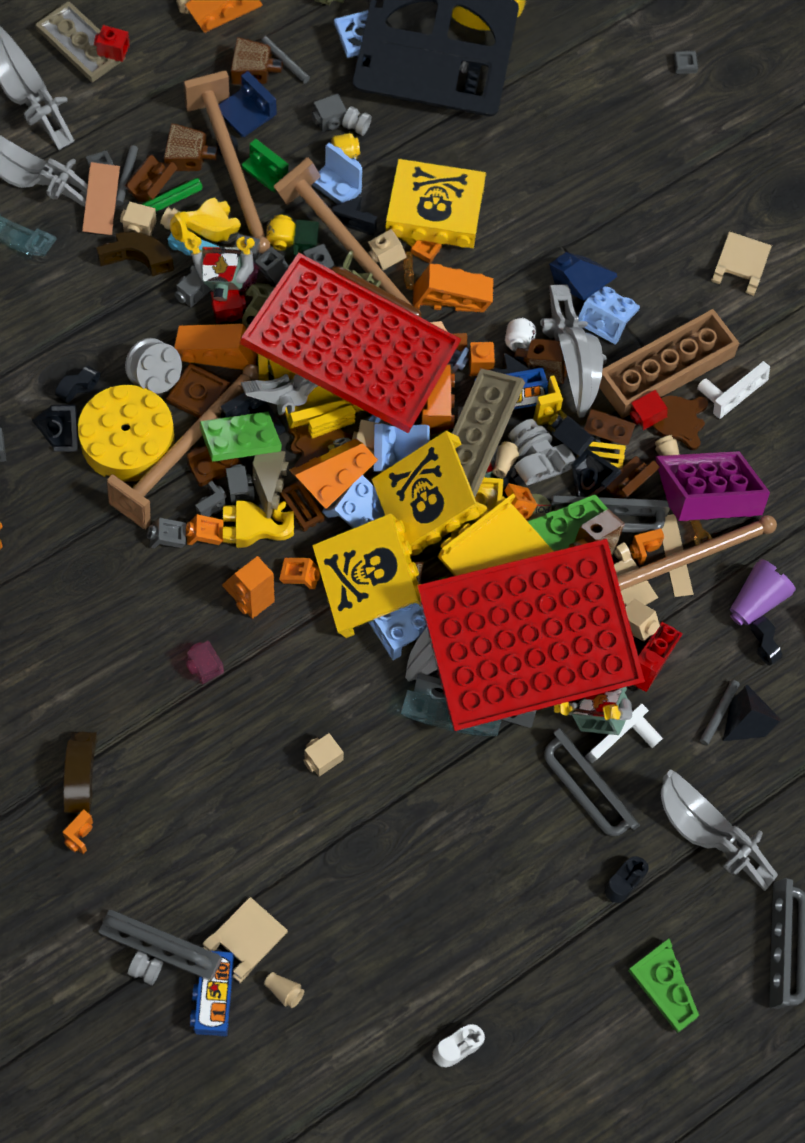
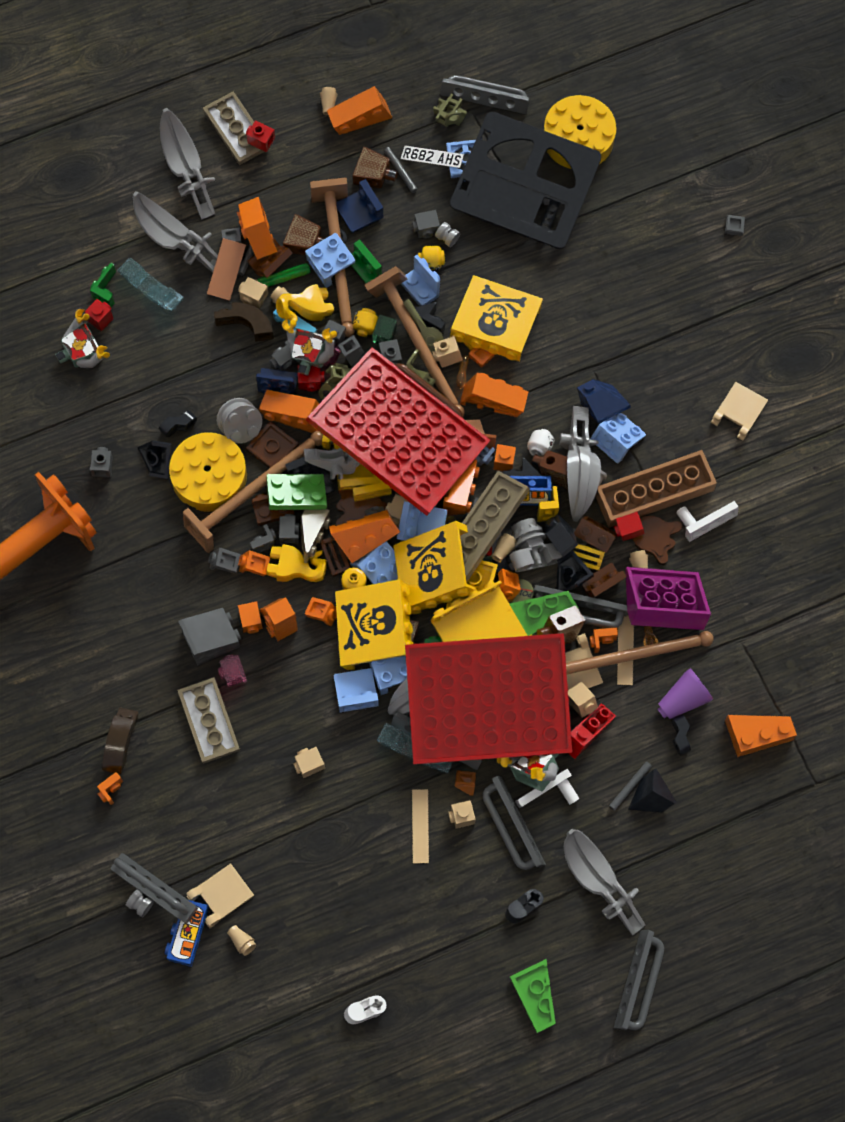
camera: 15 degrees right, 5 degrees up
(129, 144) = (256, 228): none -> orange wedge
(167, 624) = (210, 635): none -> dark grey slope
(187, 727) = (208, 720): none -> piece
(188, 314) = (277, 381): none -> dark blue bracket
(213, 595) = (250, 617): none -> orange brick
(222, 167) = (329, 258): none -> light blue bracket
(320, 37) = (432, 156): none -> white sticker
(330, 526) = (353, 578): none -> yellow head
(361, 233) = (429, 334): none -> olive piece
(362, 658) = (356, 690): none -> light blue bracket
(476, 808) = (420, 826): none -> tan sticker
(520, 743) = (465, 781): none -> dark orange slope
(526, 782) = (462, 814): none -> tan brick

